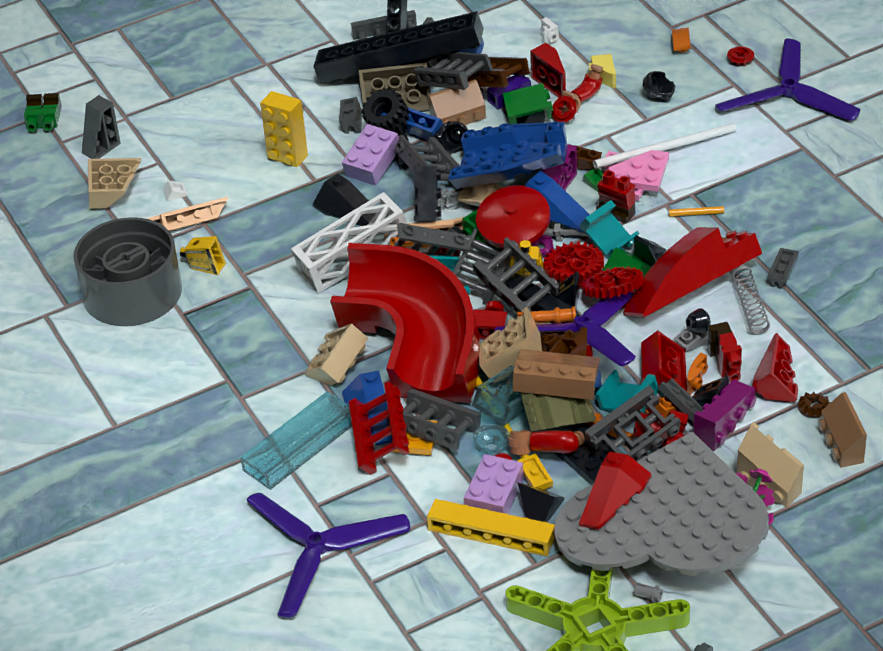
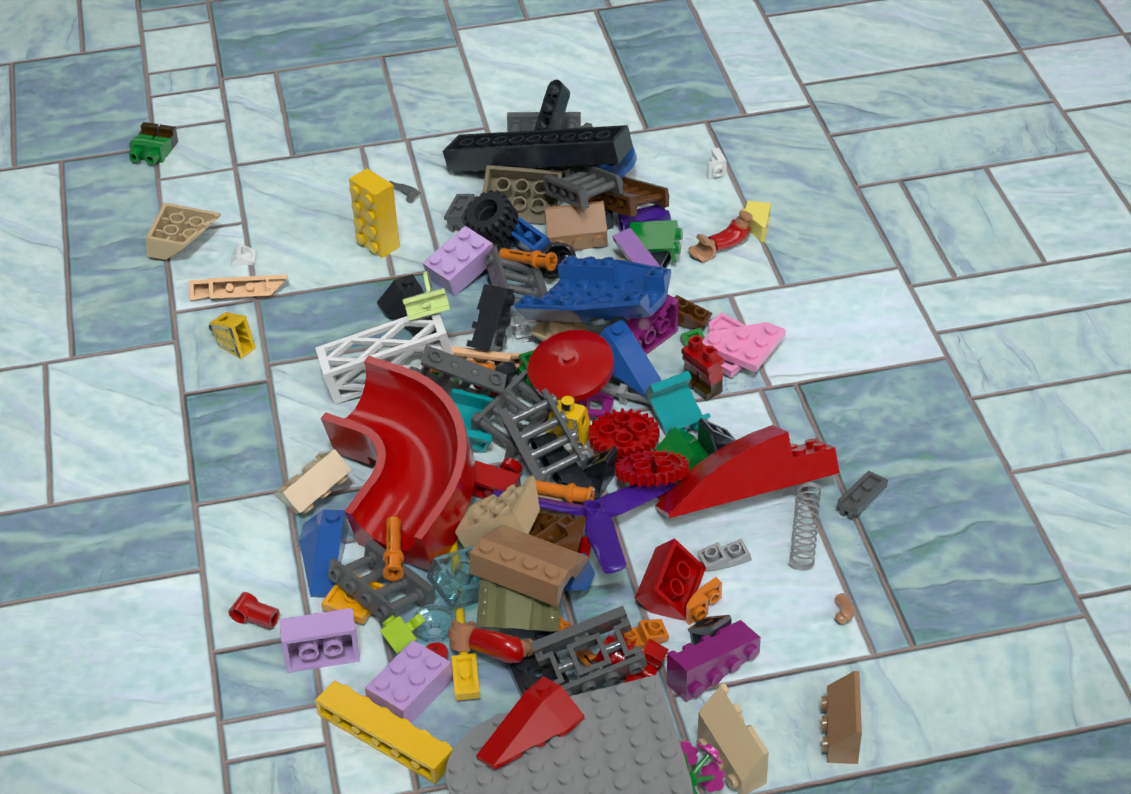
camera: 15 degrees right, 0 degrees up
(100, 128) = (193, 173): dark grey wedge -> none
(128, 271) = (139, 334): dark grey wheel -> none
(297, 440) = (227, 570): clear light blue brick -> none
(319, 542) = (188, 699): dark purple piece -> none
(333, 465) = (249, 609): none -> red piece
(362, 428) = (299, 568): red fence -> none
(375, 192) = (427, 303): none -> yellowish green piece
(407, 472) = (319, 640): none -> lavender brick
(437, 394) = (393, 555): none -> orange pin
(438, 139) = (535, 259): none -> orange pin
(469, 452) = (399, 632): none -> lime brick
(515, 113) = (633, 248): none -> medium lavender tile
(538, 502) = (453, 715): black slope -> none
(548, 69) = (692, 203): red slope -> none
(563, 102) = (694, 246): red gear -> none
(615, 393) = (602, 598): teal panel -> none
(658, 86) = (809, 250): black hair -> none
(662, 146) = (786, 320): white piece -> none
(679, 397) = (668, 625): dark grey hinge -> none
(681, 39) = (859, 203): orange slope -> none
(696, 211) = (789, 404): light orange bar -> none
(698, 321) = (728, 538): black cone -> none
(724, 347) = (746, 582): red hips -> none
(740, 55) = (921, 230): red gear -> none
(774, 374) = (796, 624): red wedge -> none
(790, 75) = (961, 283): dark purple piece -> none
(809, 355) = (846, 609): none -> nougat arm
(815, 410) = (816, 671): reddish brown gear -> none

